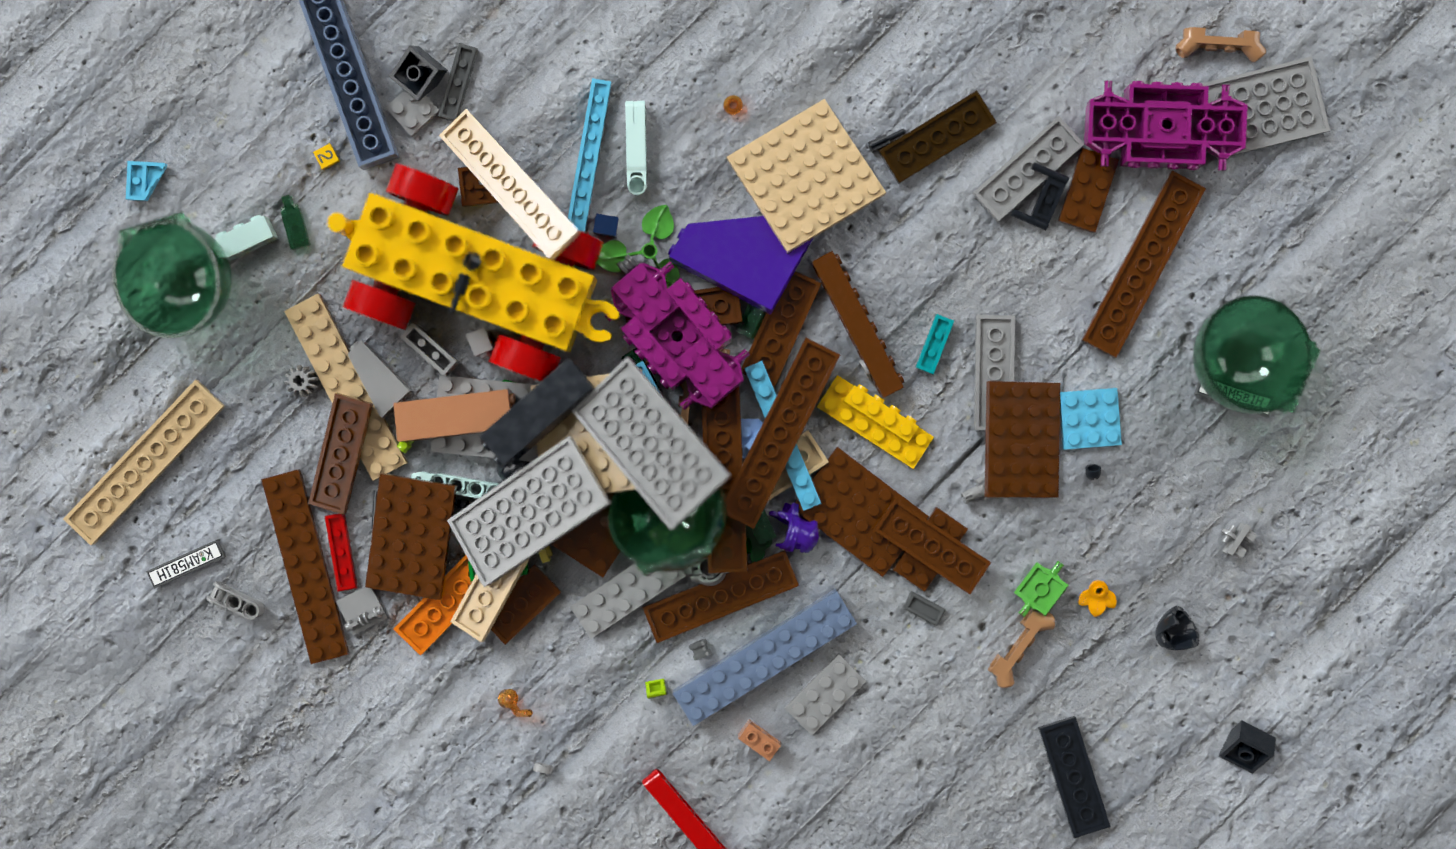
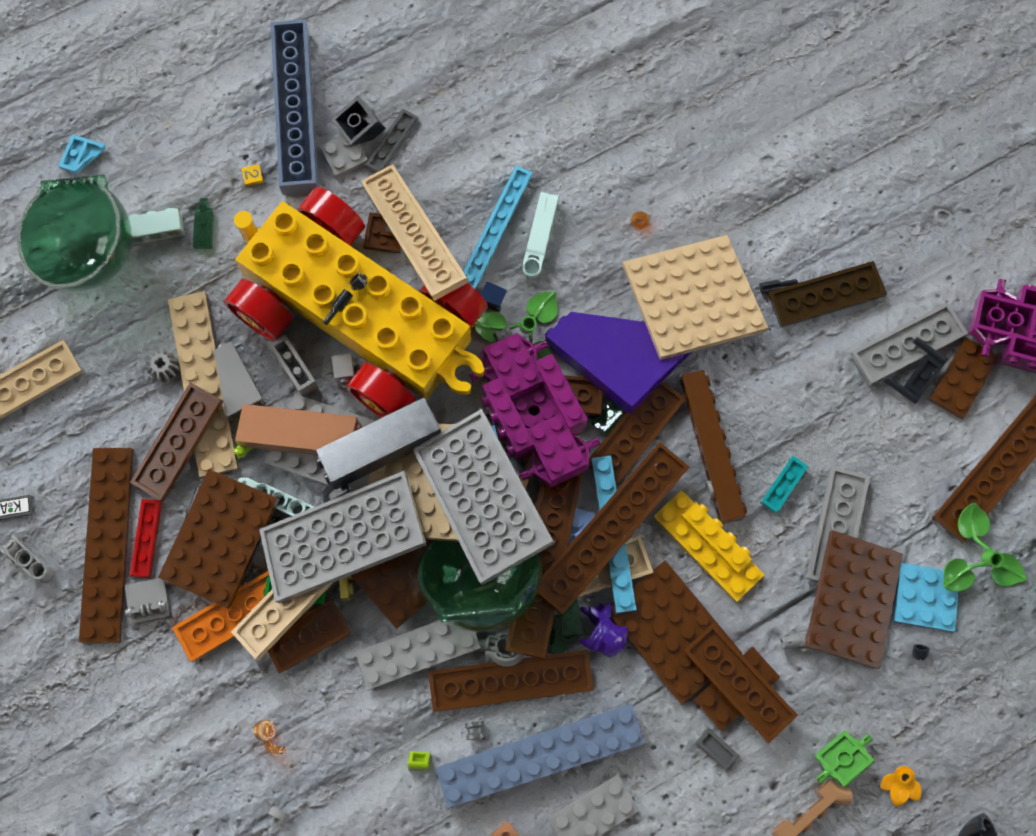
camera: 15 degrees right, 15 degrees down
(1158, 374) = (1005, 569): none -> bright green plant

